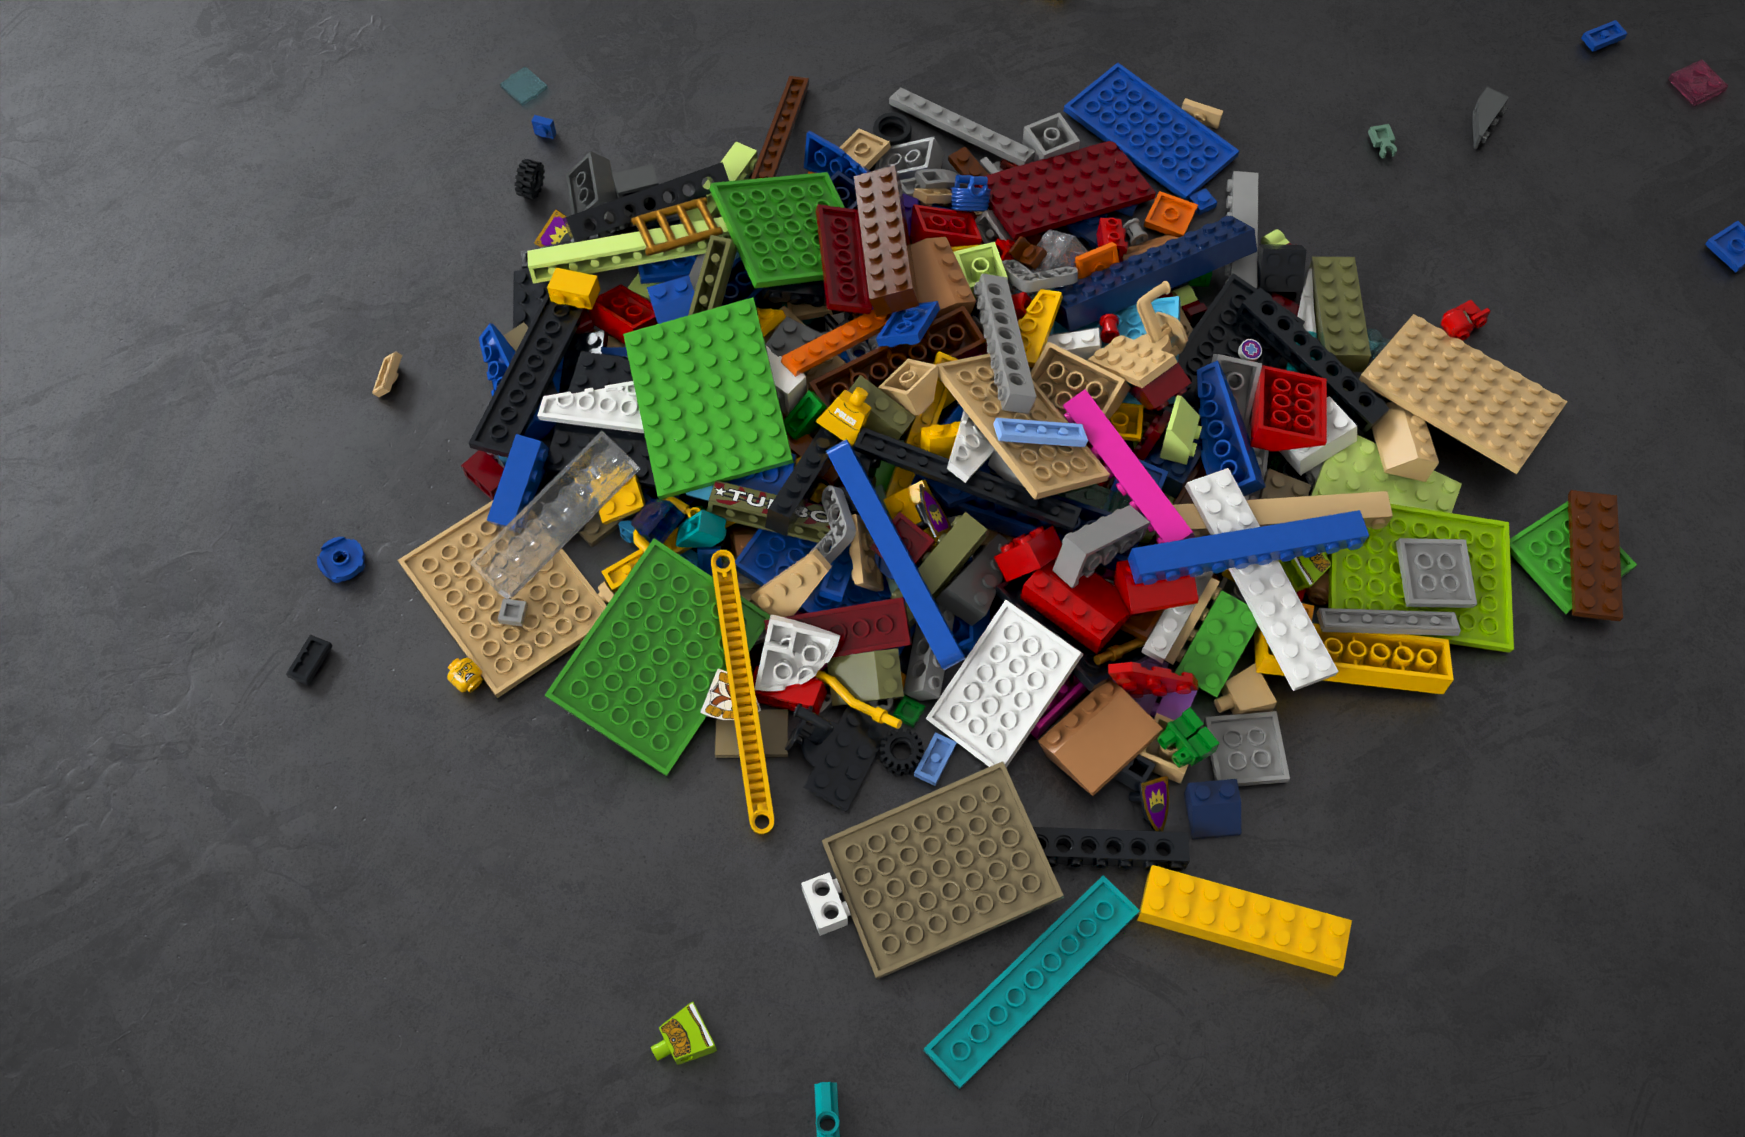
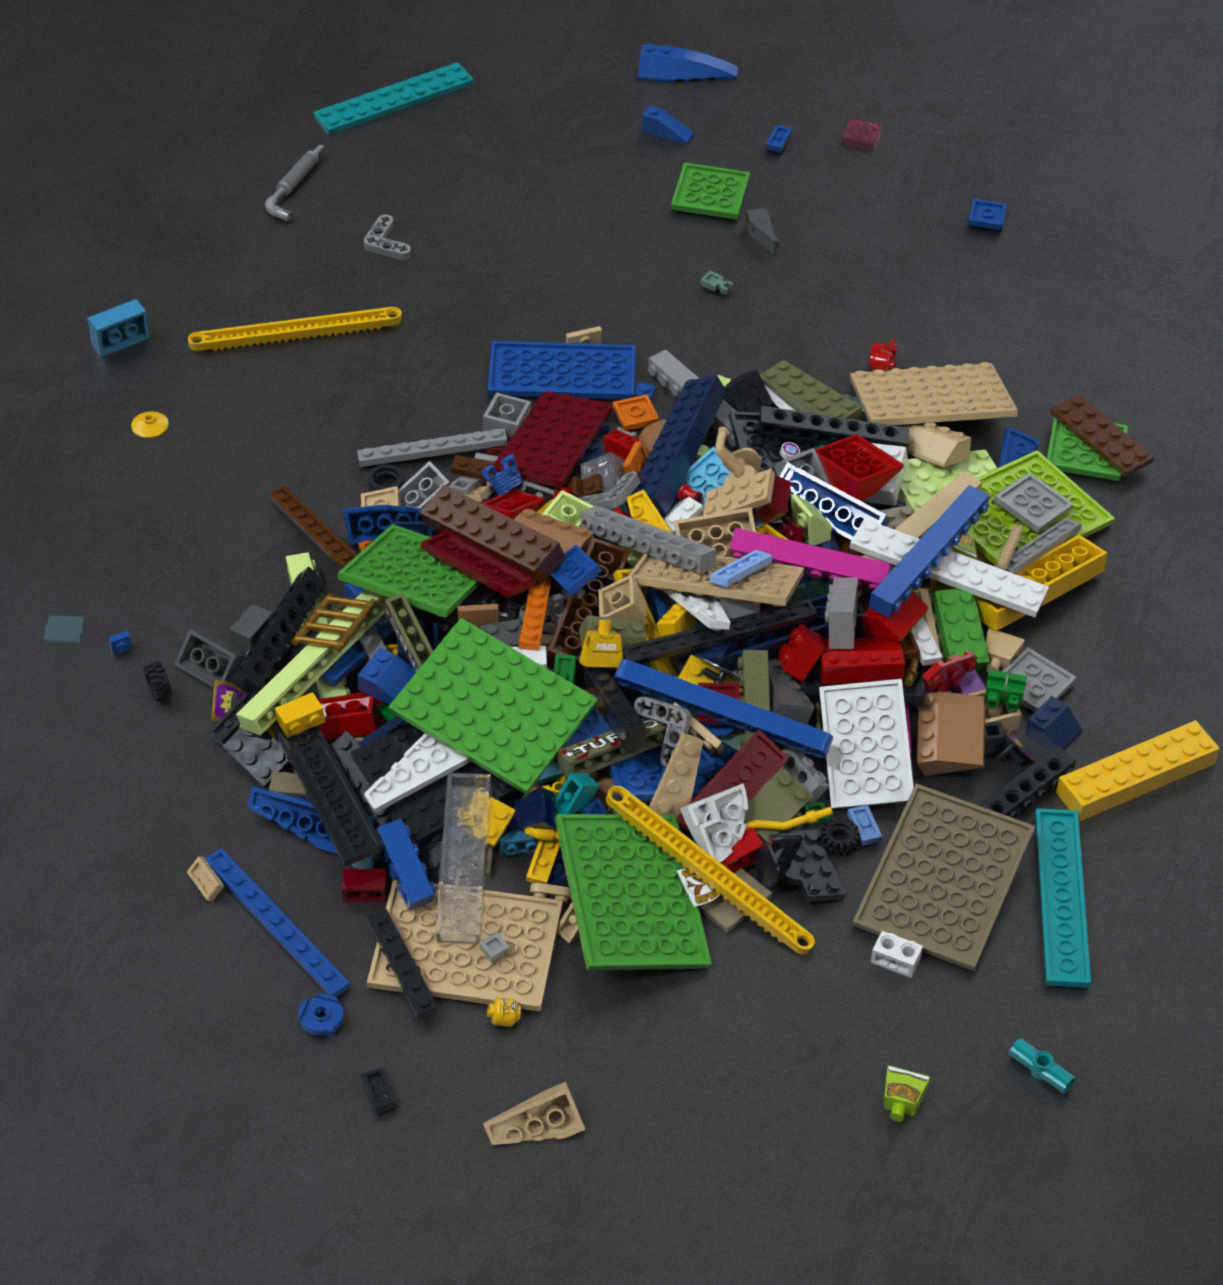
camera: 45 degrees left, 15 degrees down
(395, 456) = (278, 924): none -> blue plate
(396, 791) = (538, 1118): none -> tan wedge
(435, 567) = (402, 964): none -> black plate
(792, 306) = (479, 614): none -> medium nougat tile
(1354, 600) = (1009, 547): none -> tan axle
(1478, 47) = (710, 191): none -> bright green plate
(1494, 503) = (1016, 445): none -> blue wing

